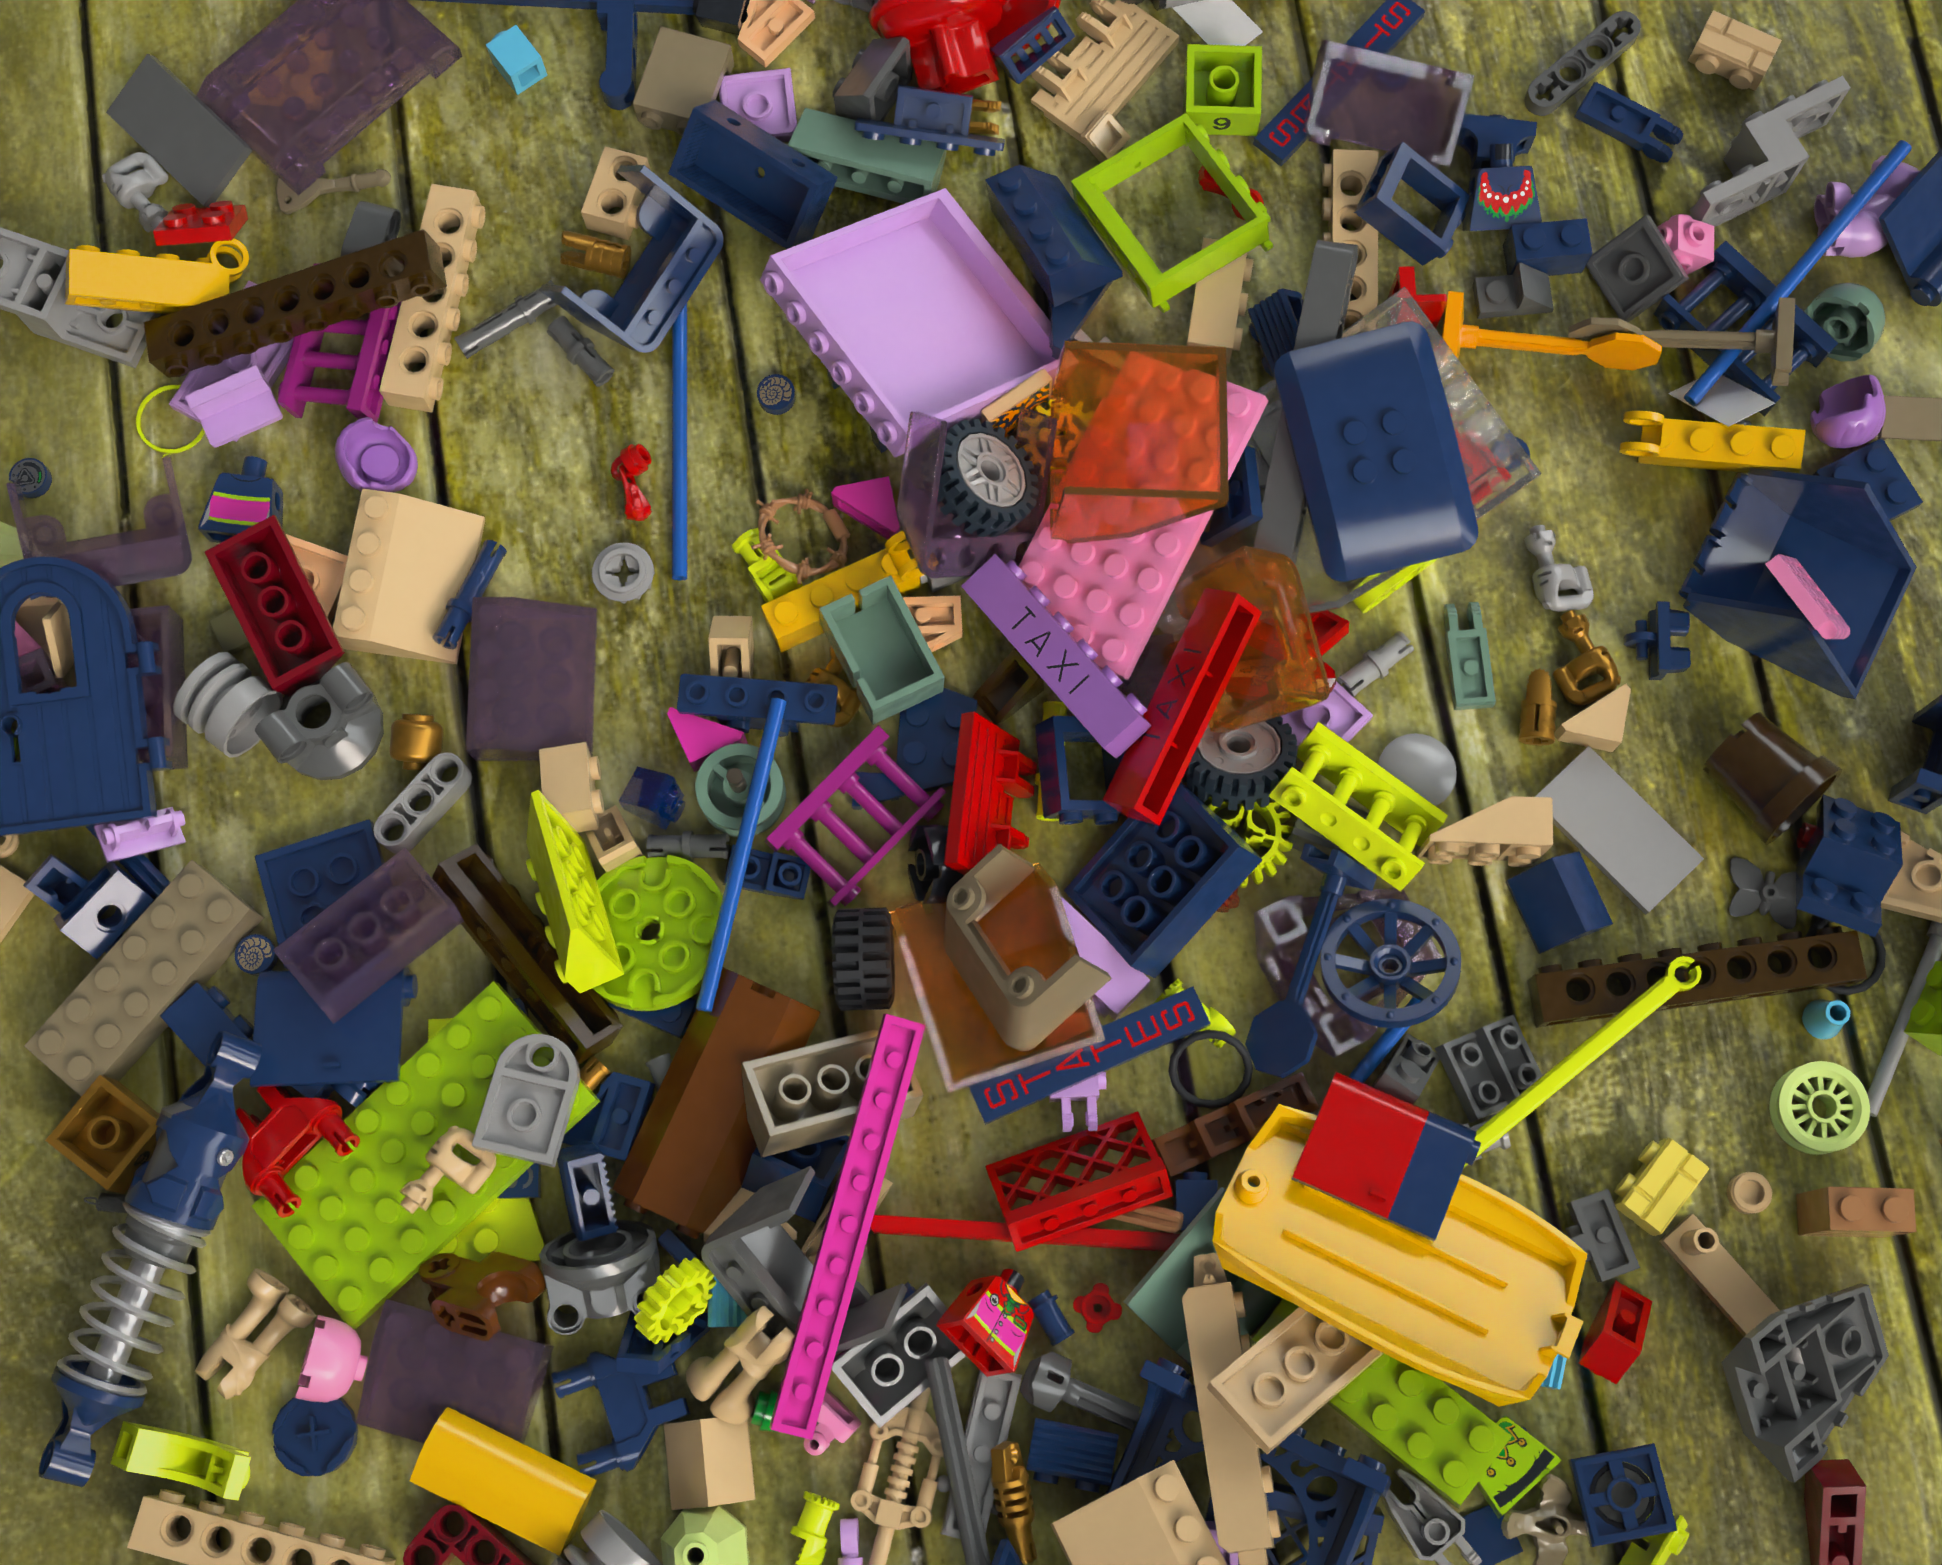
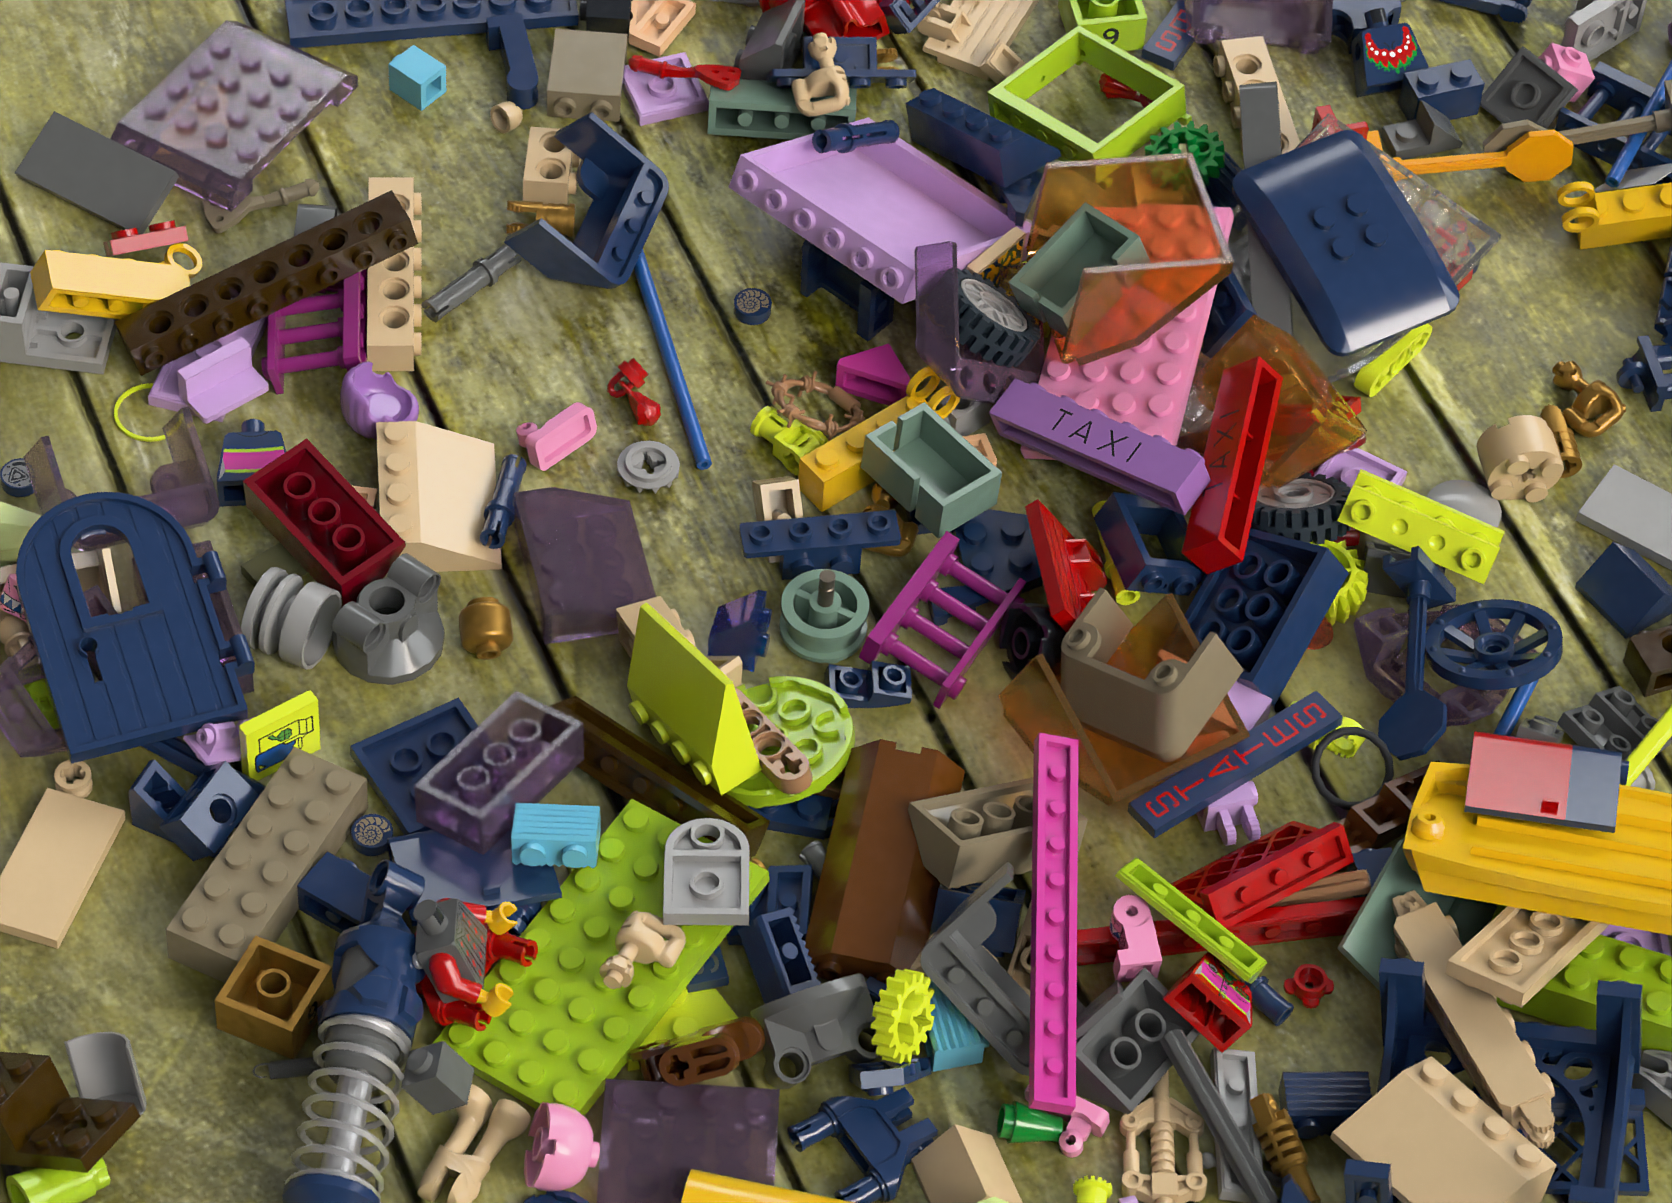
camera: 20 degrees left, 25 degrees down
(135, 188) = (60, 224): light grey piece -> none
(183, 841) = (273, 734): none -> neon yellow tile
(226, 1271) = (437, 1077): none -> dark grey brick
(264, 1143) = (453, 950): none -> torso
(402, 1020) = (556, 835): none -> medium azure brick
(426, 783) = (510, 670): light grey beam -> none
(543, 525) = (558, 436): none -> bright pink piece
(580, 351) = (550, 296): dark grey pin -> none
(594, 120) = (506, 116): none -> tan hinge
(626, 939) = (773, 765): none -> medium nougat beam
(689, 845) = (792, 668): dark grey pin -> none
(701, 736) = (768, 576): dark pink slope -> none
(722, 161) = (653, 117): dark blue piece -> none
(741, 855) = (849, 653): blue piece -> none
(757, 1355) = (999, 1057): tan piece -> none
(811, 118) = (715, 75): none -> red piece
(863, 959) = (993, 721): black tyre -> none
(902, 229) = (832, 139): none -> dark blue pin
(904, 147) = (826, 81): none -> tan piece
(931, 1233) = (1135, 931): none -> bright pink leg
(985, 1244) = (1192, 919): none -> lime slope
(1009, 688) = (1063, 487): dark brown slope -> none
(1049, 1381) = (1288, 1045): dark grey piece -> none
(1084, 446) = (1051, 278): none -> sand green piece
(1262, 287) = (1203, 145): none -> green gear
(1376, 663) = (1396, 430): light grey pin -> none
(1398, 224) = (1309, 68): dark blue window -> none
(1468, 660) = (1474, 407): sand green hinge -> none
(1488, 733) = (1520, 459): none -> tan brick
(1509, 831) = (1553, 534): tan slope -> none
(1556, 577) = (1536, 340): light grey piece -> none
(1600, 724) = (1615, 443): tan slope -> none

